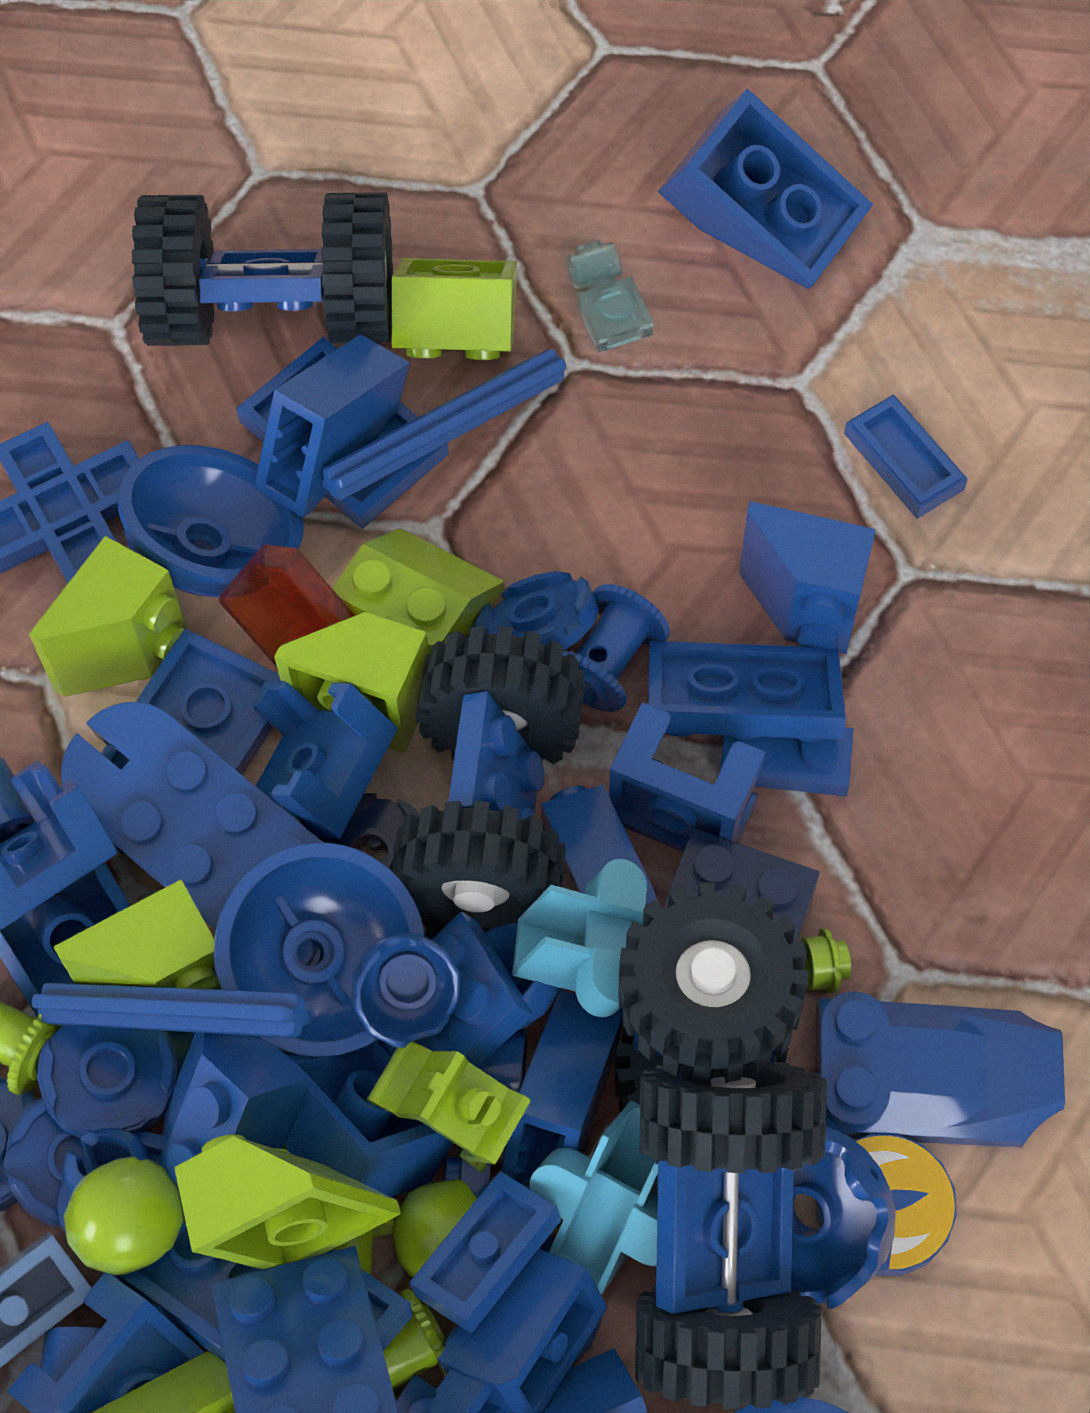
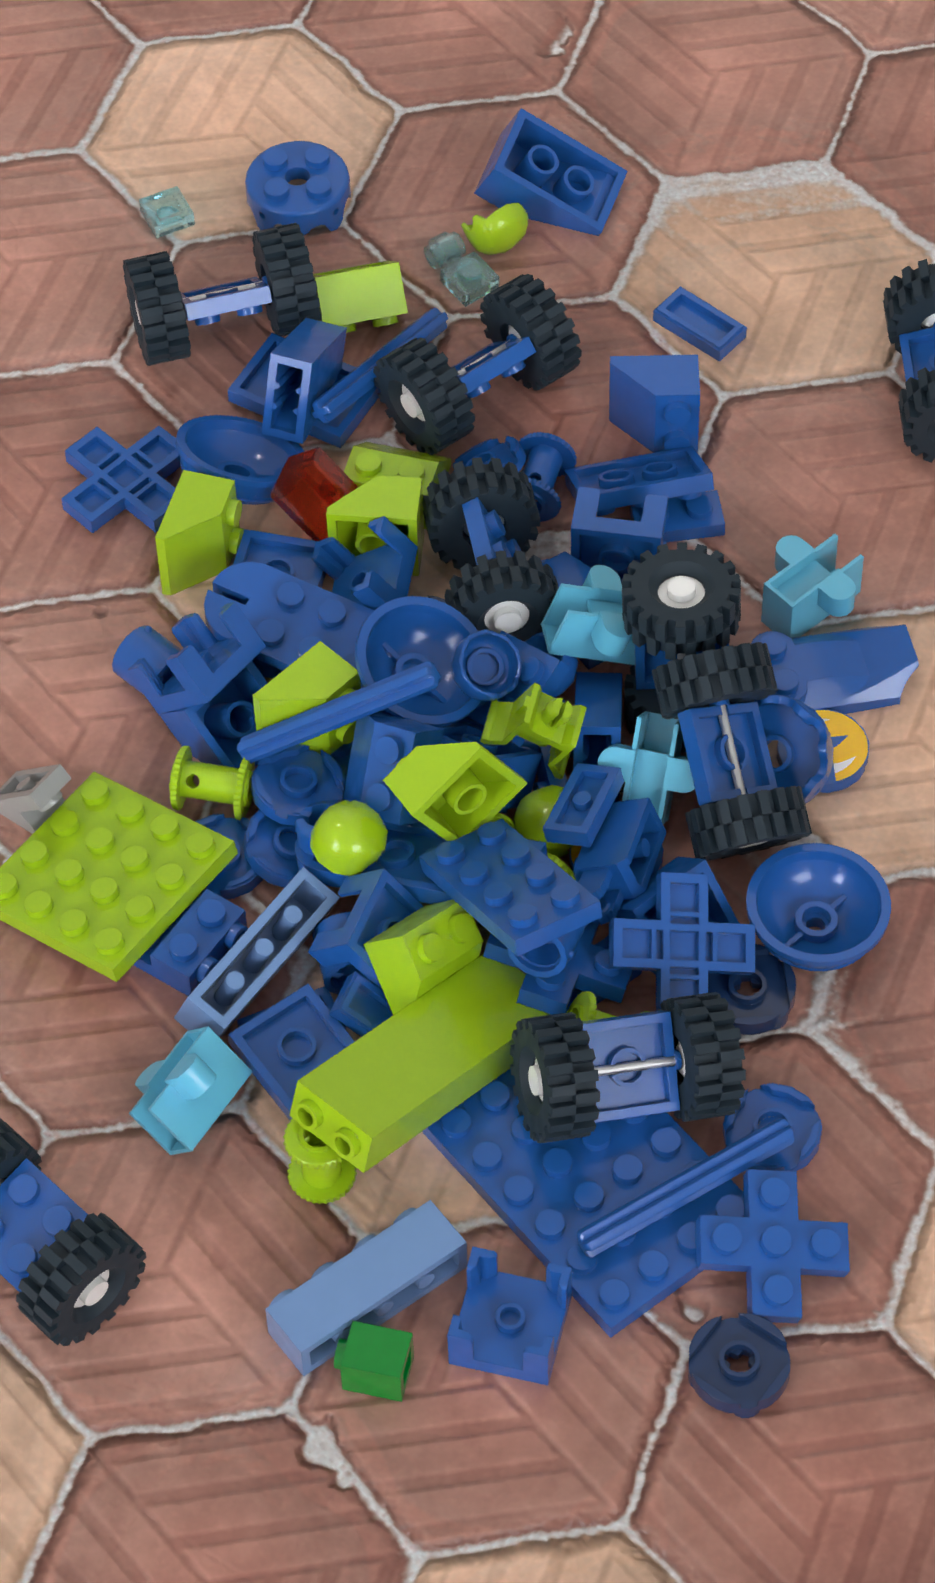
camera: 15 degrees left, 10 degrees down
(252, 127) = (166, 212): none -> clear light blue plate
(437, 159) = (310, 204): none -> blue plate
(654, 440) = (529, 342): none -> black plate
(672, 255) = (498, 231): none -> lime hair
(826, 961) = (748, 628): lime plate -> none
(939, 929) = (808, 586): none -> medium azure piece

